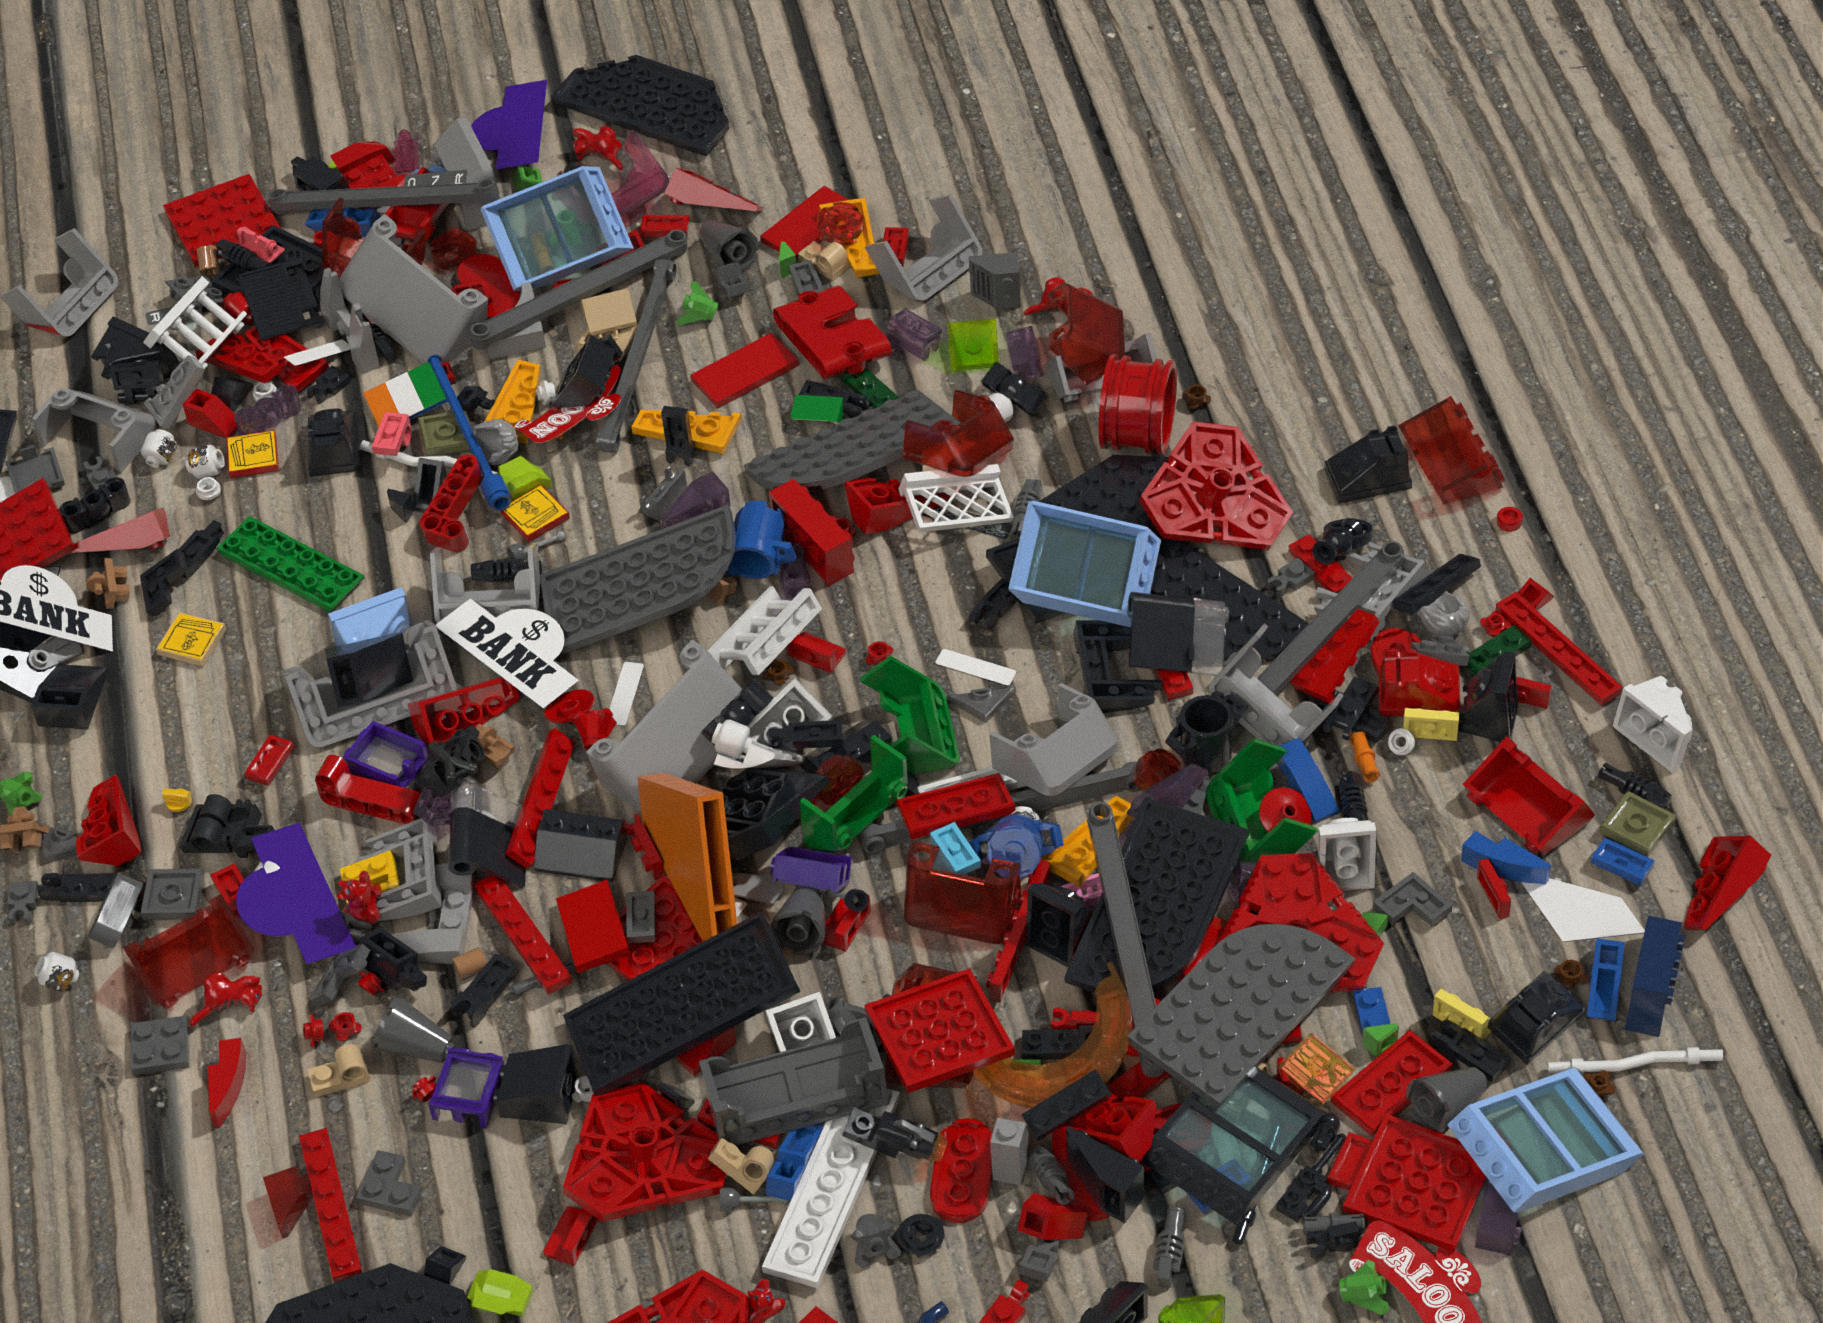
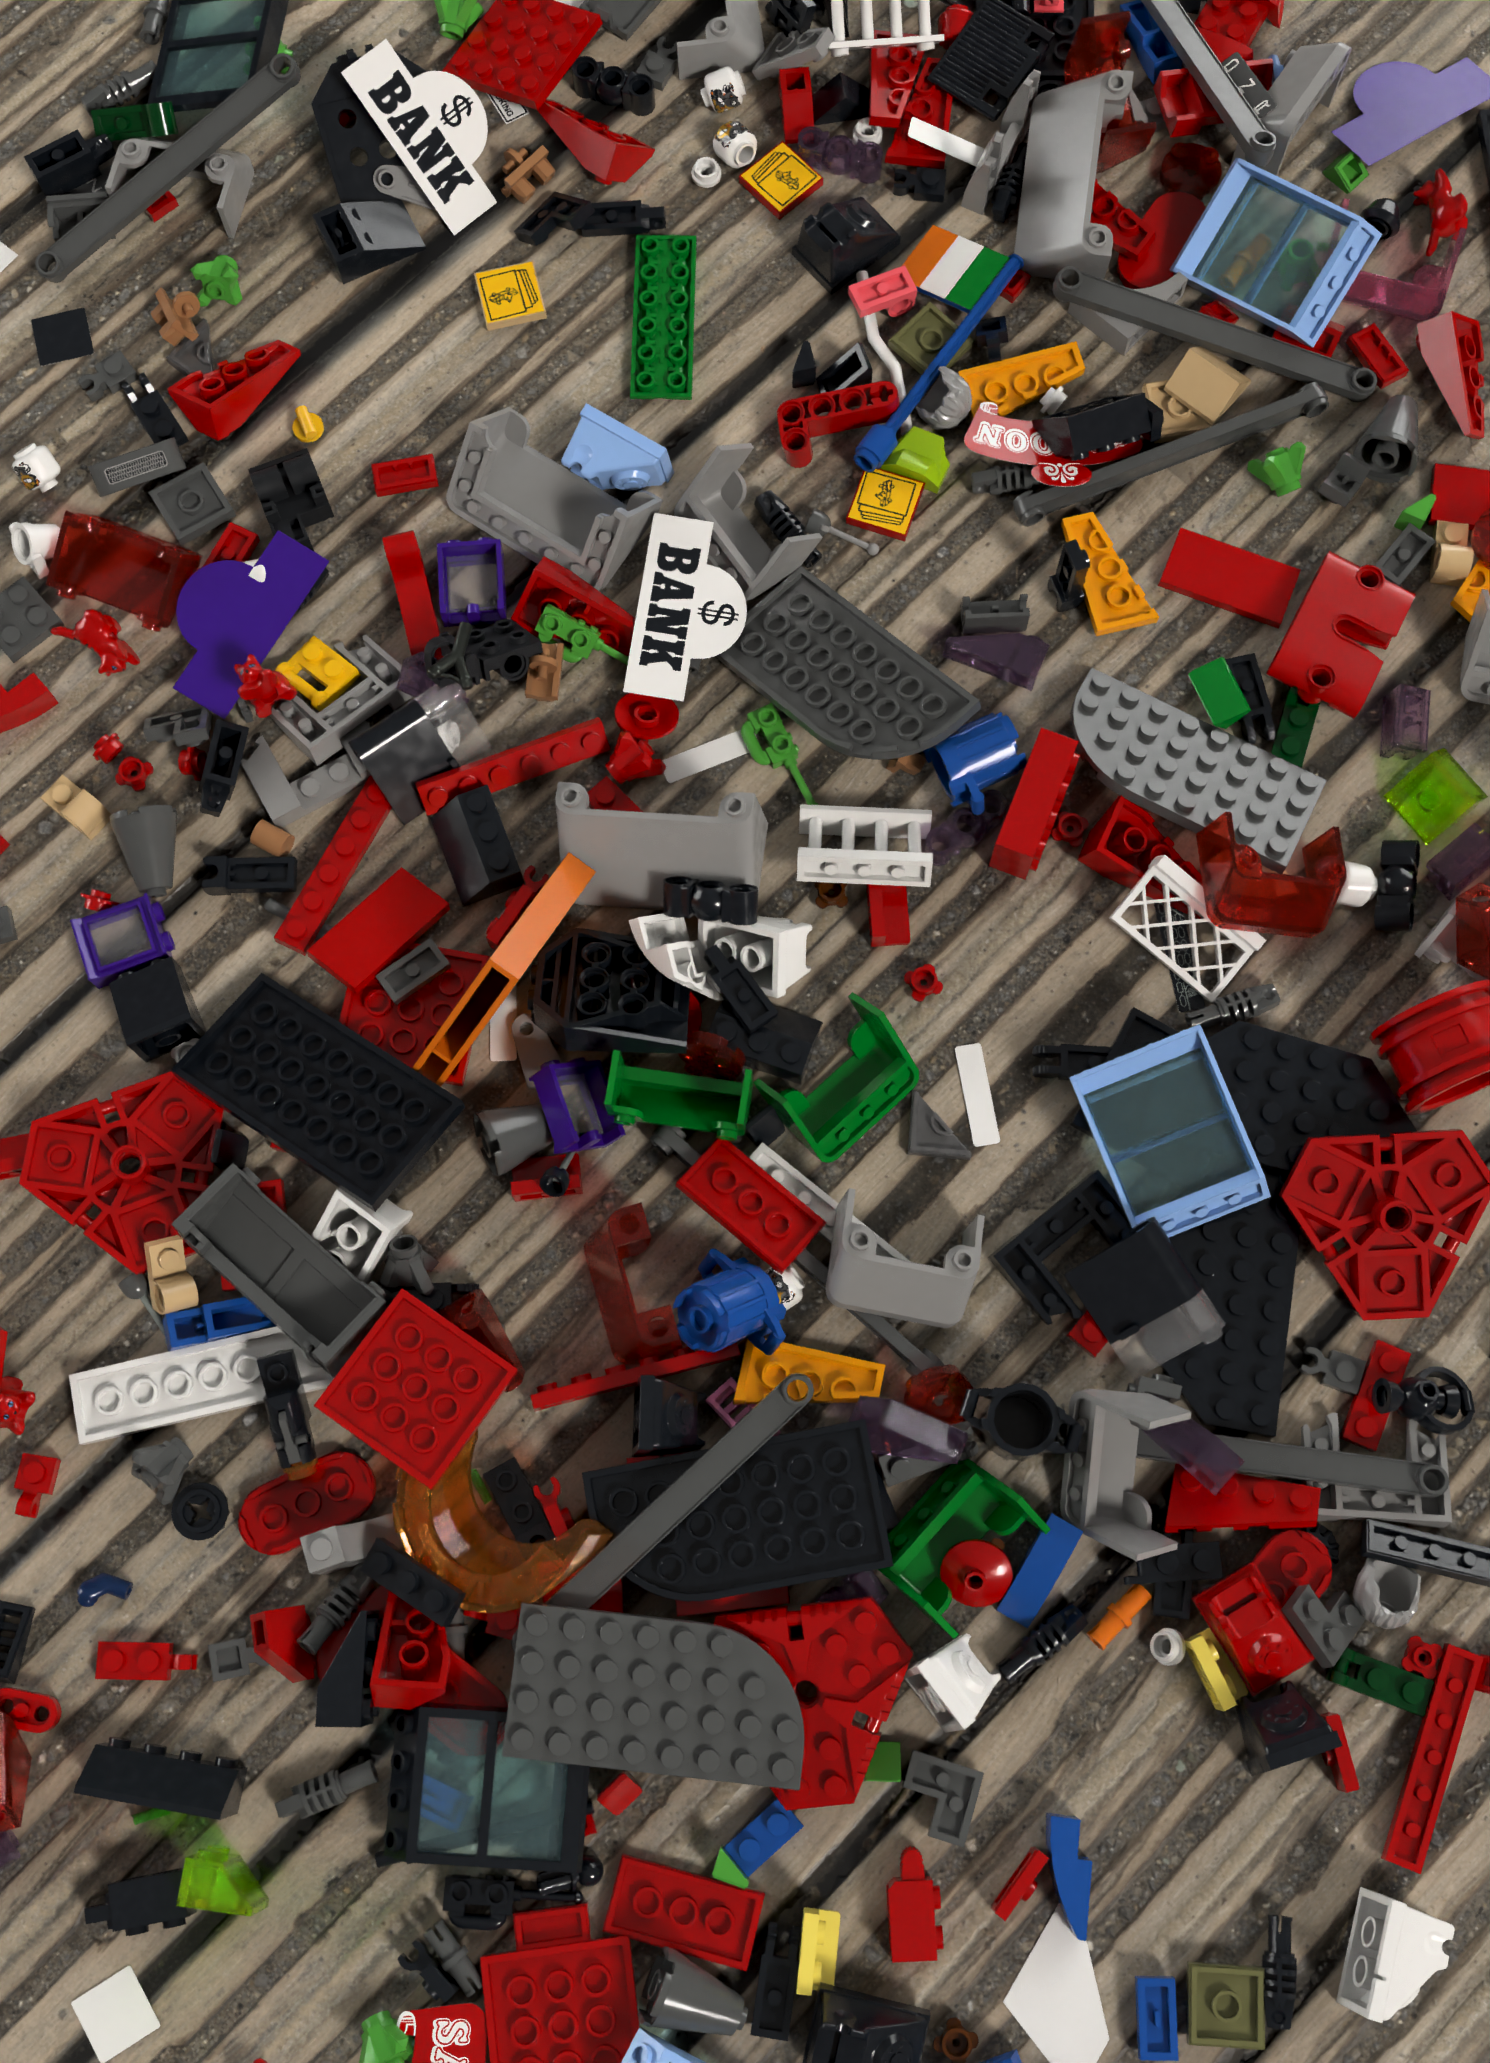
camera: 55 degrees right, 25 degrees up
(115, 1001) = (34, 544): none -> white piece
(368, 668) = (552, 486): black slope -> none
(406, 152) = (1292, 29): clear pink hinge -> none
(483, 714) = (574, 631): none -> bright green piece
(578, 441) = (1003, 479): none -> dark grey hinge
(652, 653) = (780, 749): none -> bright green piece
(731, 739) = (667, 919): white head -> none
(954, 852) = (662, 1259): medium azure panel -> none
(1290, 653) = (1198, 1452): none -> clear purple slope
(1317, 1068) = (642, 1822): clear yellow tile -> none
(1472, 953) = (912, 1913): none -> red hinge
(1527, 798) = (1174, 1857): red windscreen -> none

